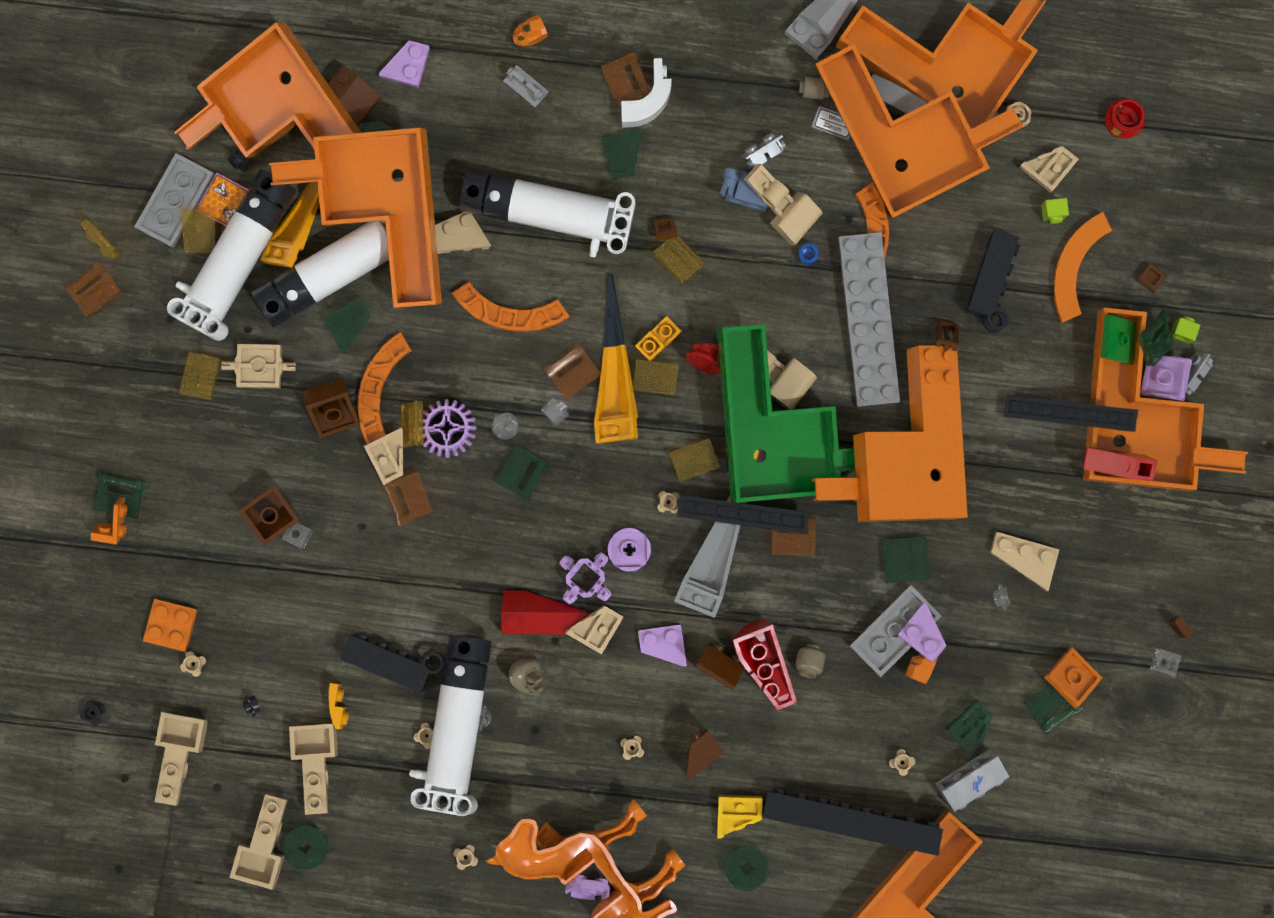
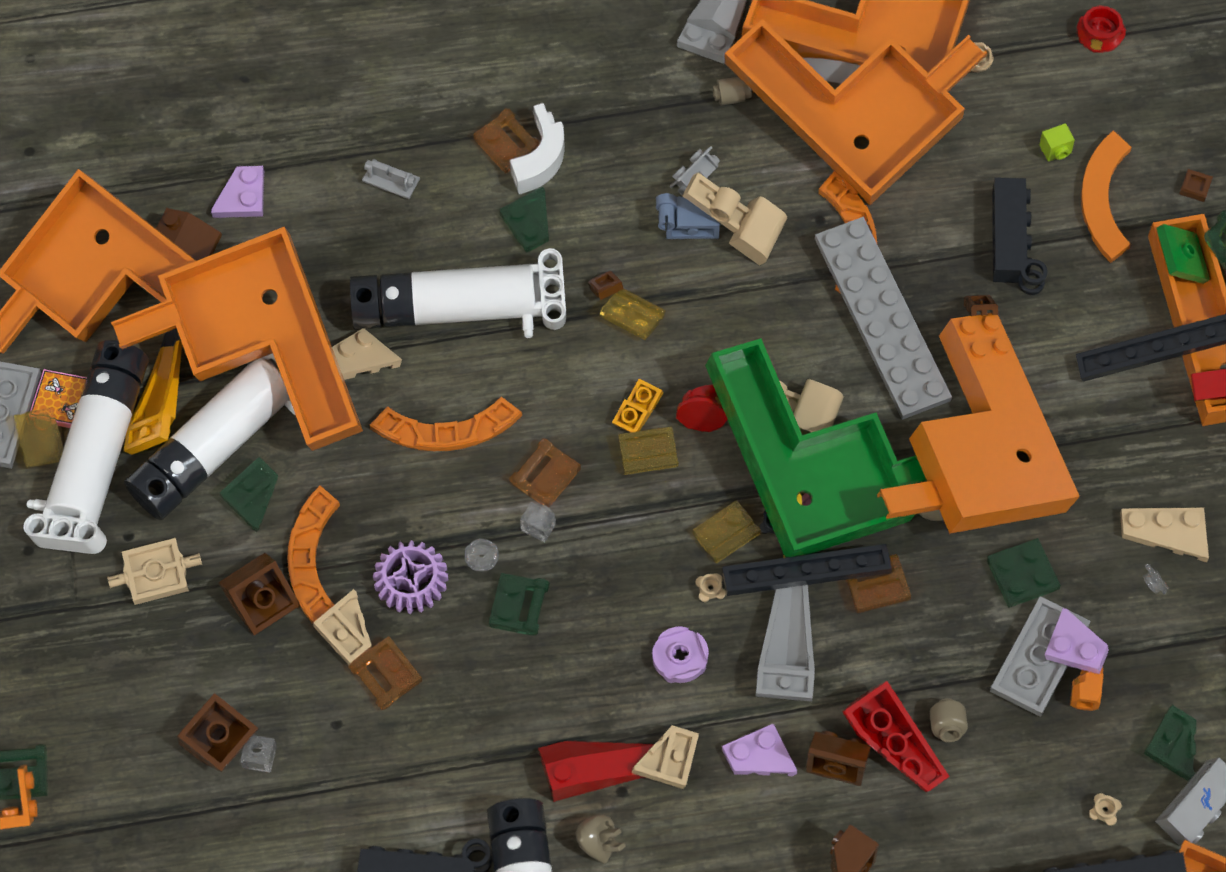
camera: 10 degrees left, 20 degrees down
(200, 376) = (84, 603): clear yellow plate -> none
(238, 160) = (66, 347): black plate -> none
(412, 424) = (366, 581): clear yellow plate -> none
(530, 32) = (379, 120): orange rock -> none
(568, 563) = (646, 685): lavender piece -> none
(616, 402) = (609, 490): light orange plate -> none
(808, 254) = (785, 267): blue tile -> none
(830, 122) = (764, 124): sticker -> none
(1050, 167) = (1035, 101): tan wing -> none

